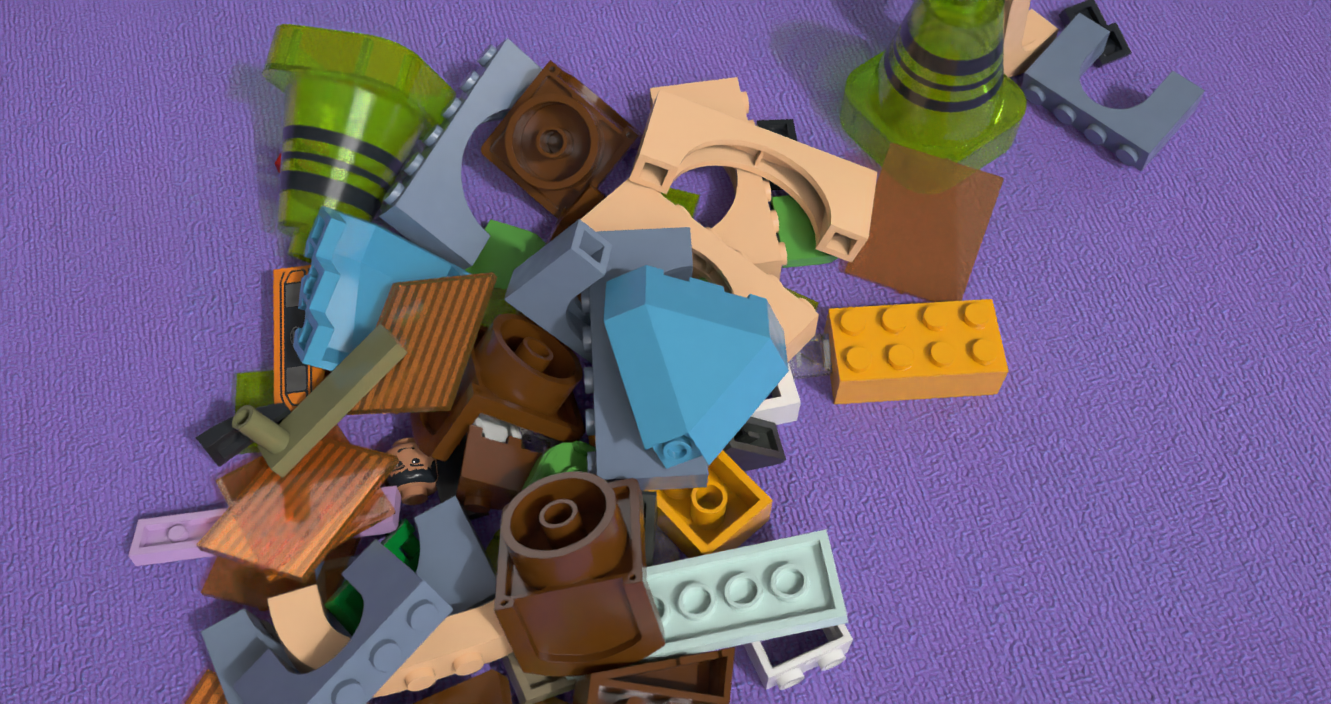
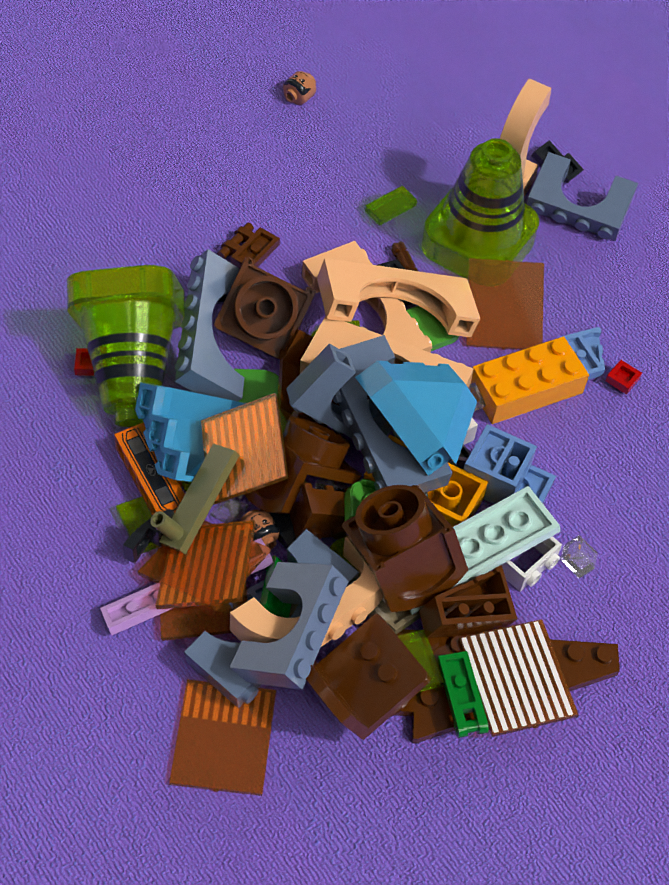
camera: 25 degrees left, 5 degrees down
(388, 428) = (229, 510): none -> clear slope
(598, 57) = (256, 245): none -> reddish brown plate
(805, 120) = (403, 256): none -> reddish brown axle
(818, 487) = (507, 466): none -> medium blue bracket
(819, 40) = (391, 205): none -> clear neon green tile
(881, 663) = (579, 556): none -> clear slope
(1025, 331) = (588, 350): none -> medium blue wing
(1070, 387) = (623, 377): none -> red plate

